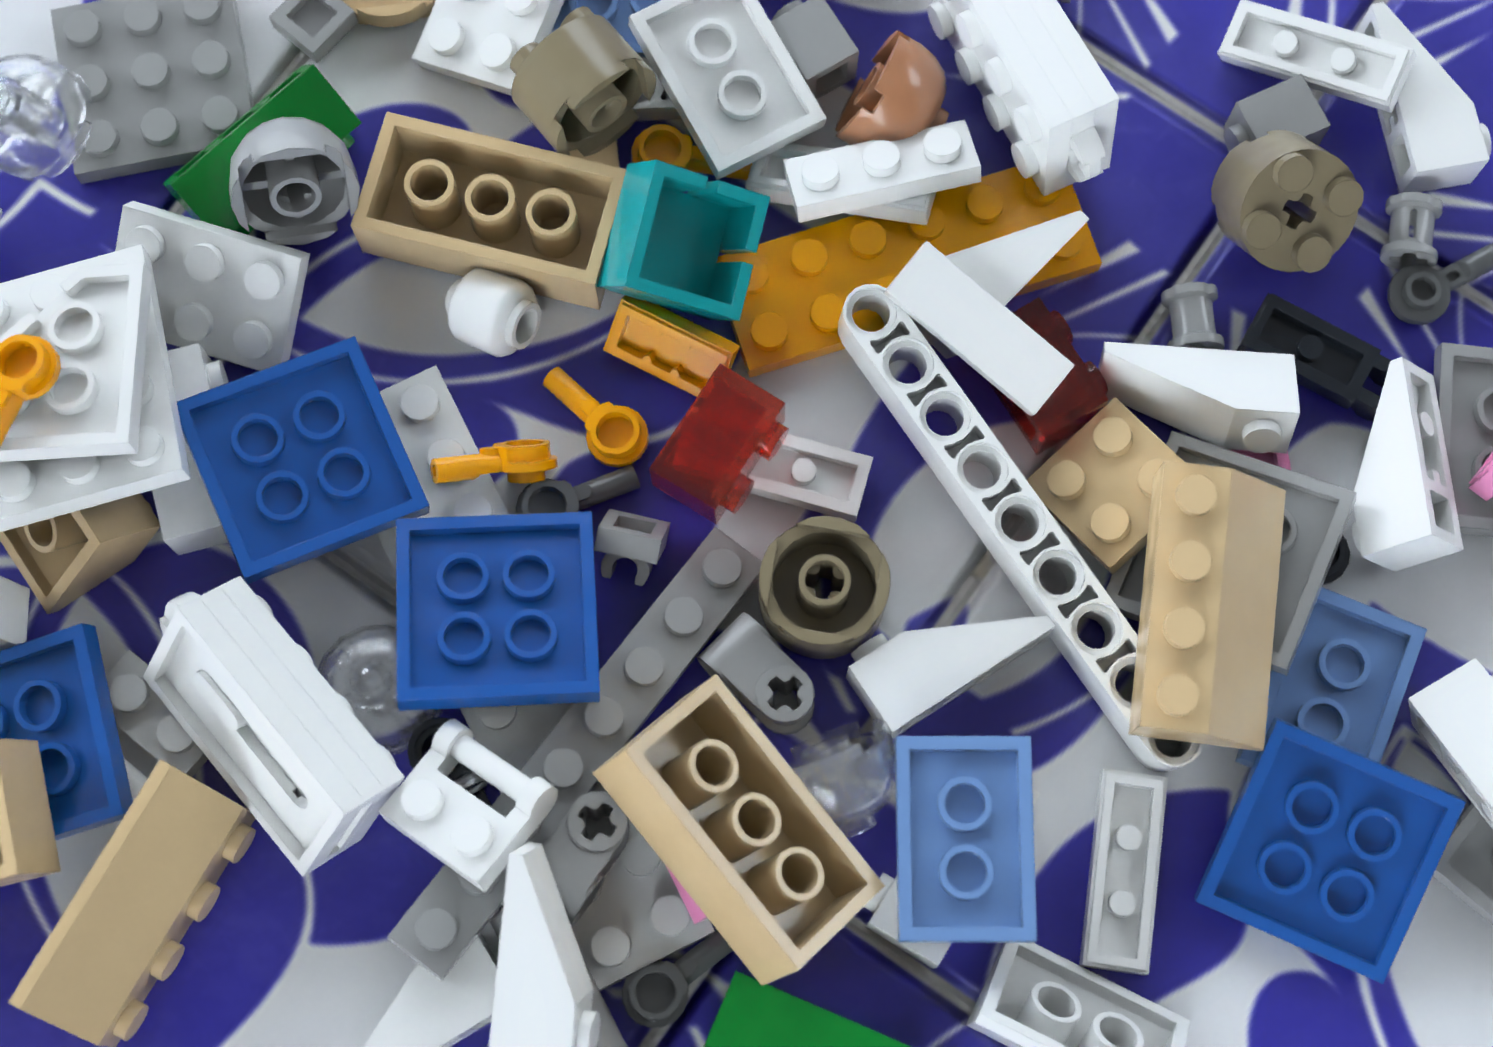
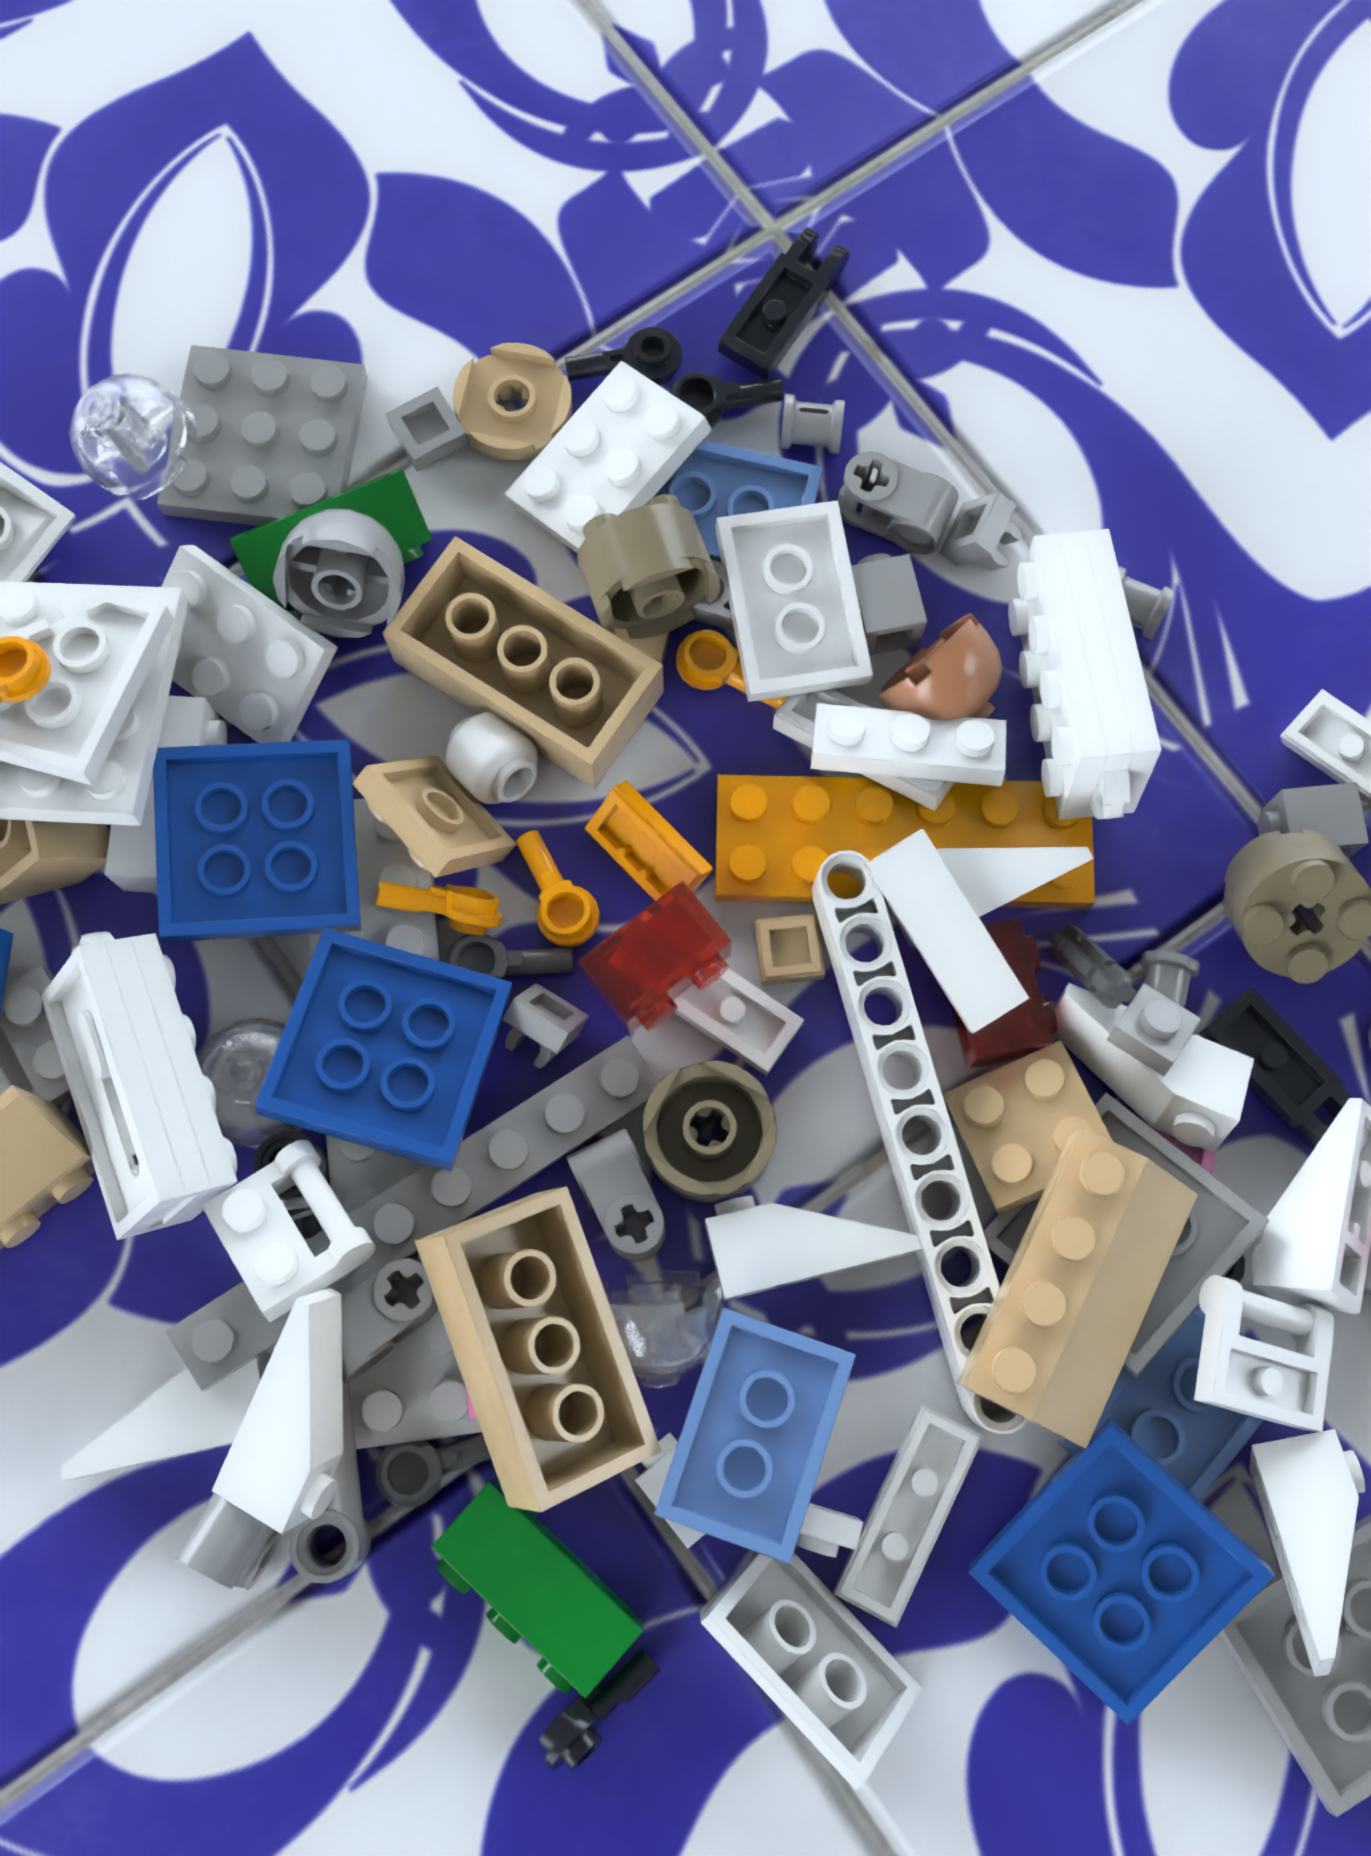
camera: 20 degrees right, 0 degrees up
(459, 381) = (433, 815): none -> tan plate
(670, 241) = (680, 747): teal piece -> none
(835, 399) = (789, 949): none -> tan tile
(1059, 907) = (827, 1529): none -> white plate
(1120, 319) = (1092, 966): none -> dark grey axle
(1196, 357) = (1154, 1029): none -> light grey plate
(1392, 633) = (1256, 1375): none -> white plate

